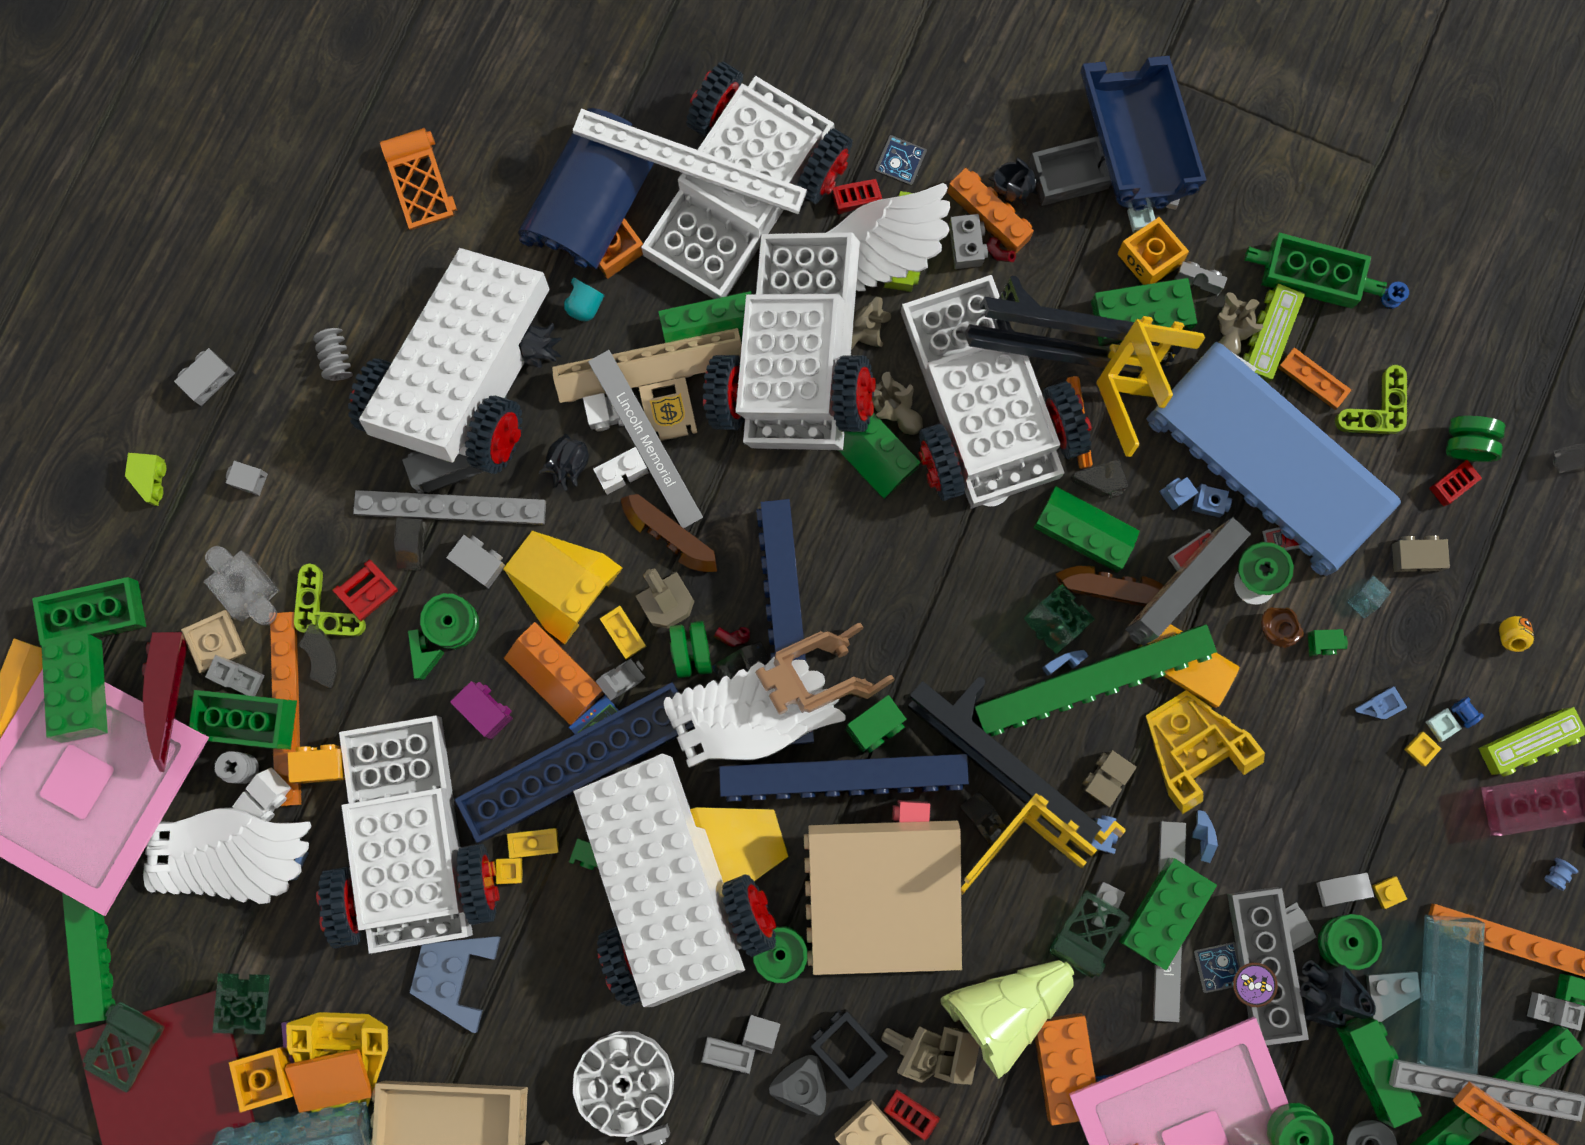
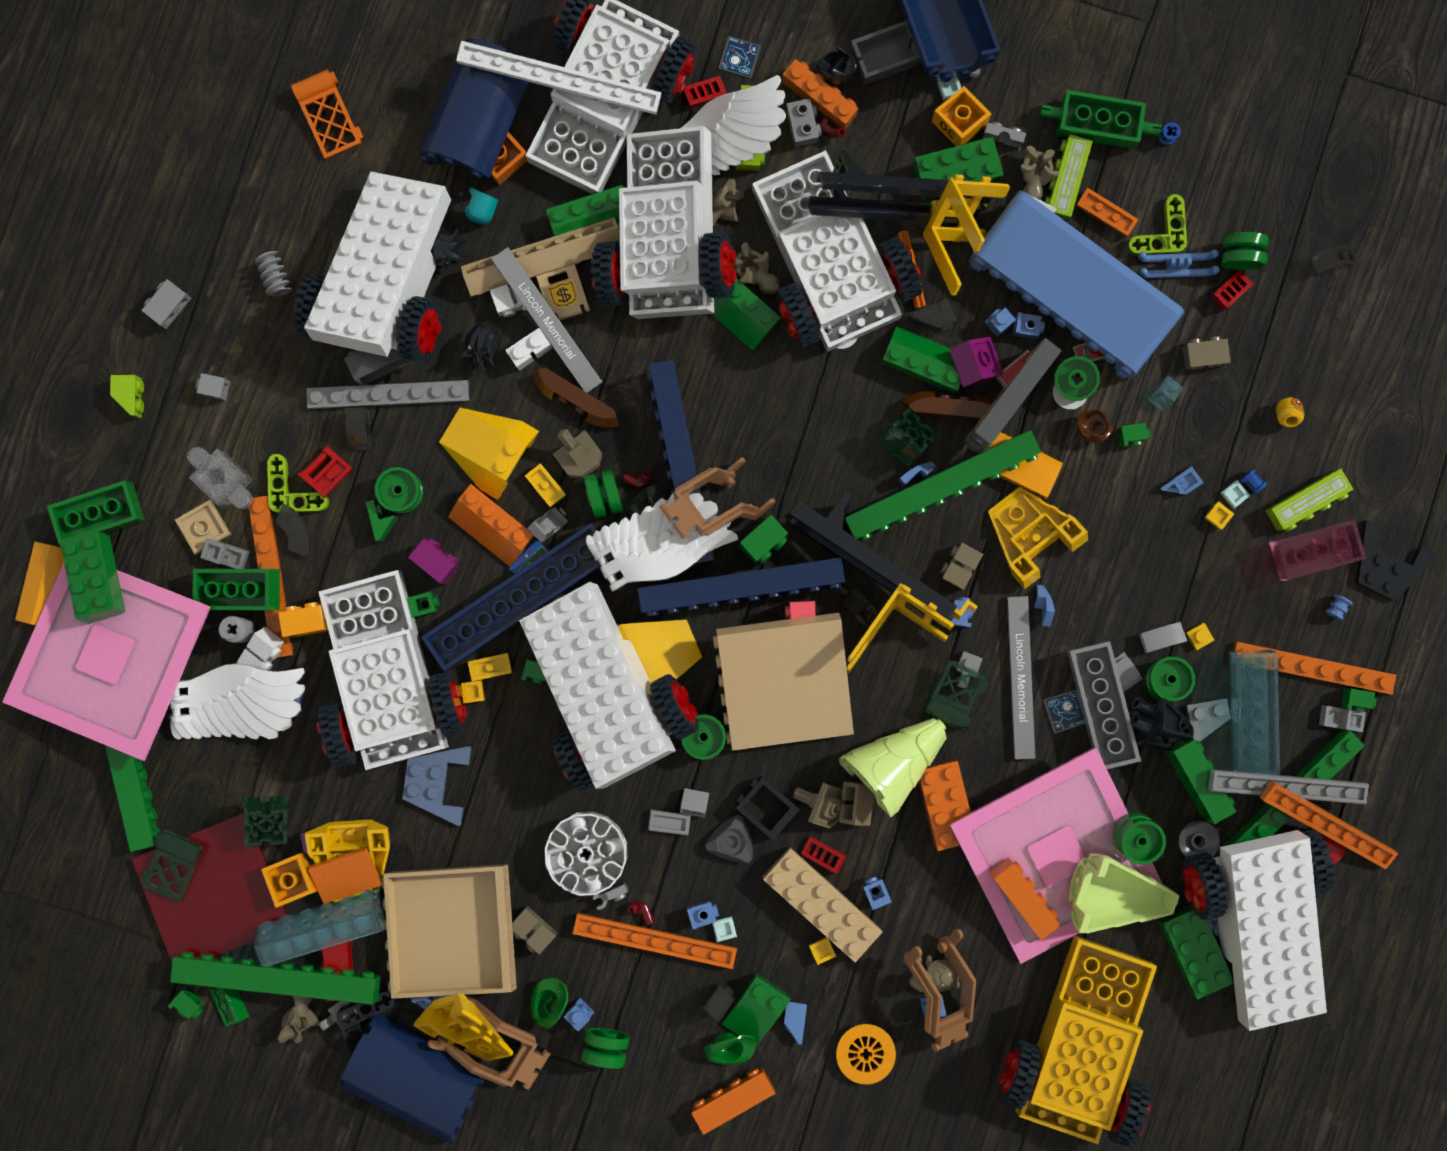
camera: 10 degrees left, 5 degrees up
(161, 690) = (165, 571): dark red slope -> none
(453, 759) = (416, 607): none -> green brick
(476, 561) = (415, 437): light grey brick -> none
(1147, 537) = (976, 361): none -> magenta container
(1168, 913) = (1018, 671): green brick -> none
(1255, 984) = (1094, 721): sticker -> none
(1394, 447) = (1177, 264): none -> medium blue piece

